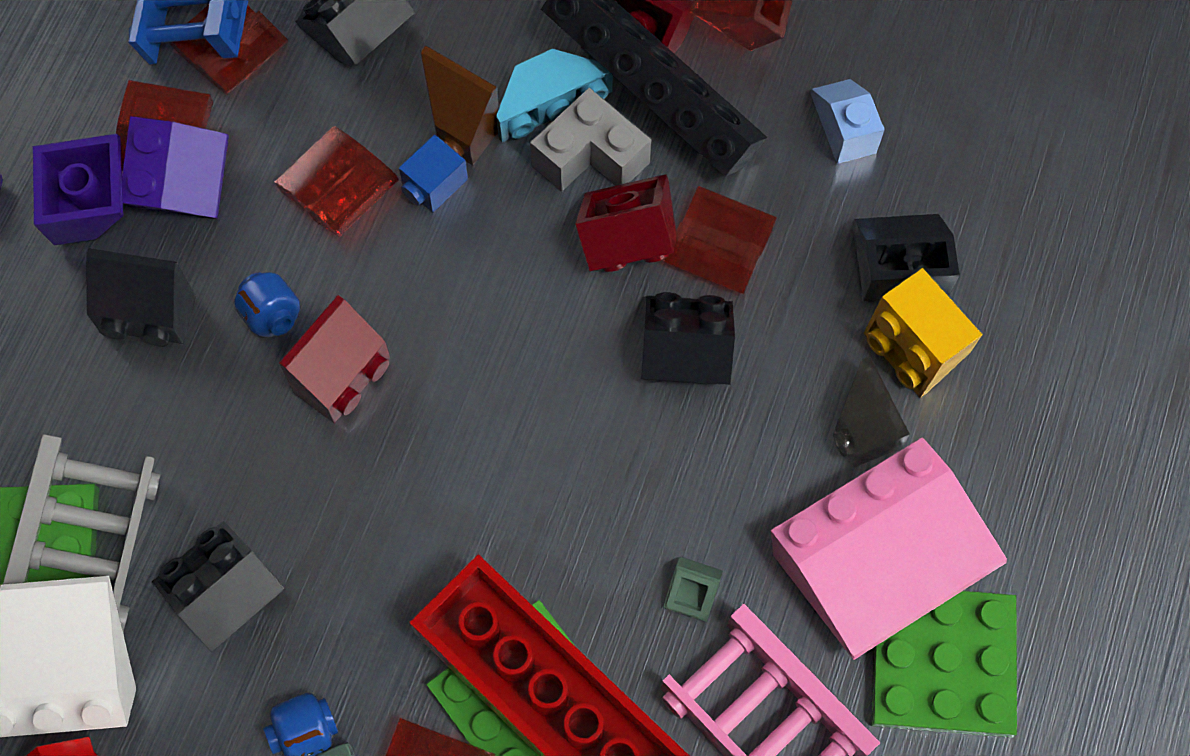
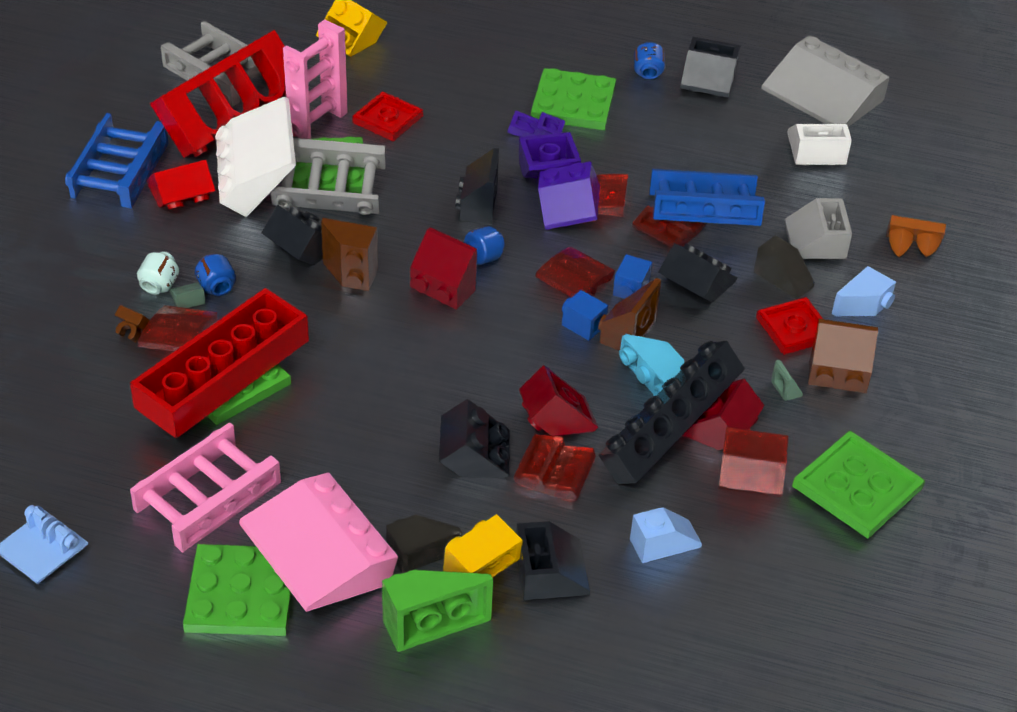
camera: 85 degrees right, 25 degrees down
(290, 501) = (350, 252): none -> reddish brown slope
(360, 102) = (631, 276): none -> blue brick
(586, 136) = (618, 388): light grey brick -> none
(693, 589) = (299, 454): sand green slope -> none
(1000, 404) = (434, 604): none -> bright green slope

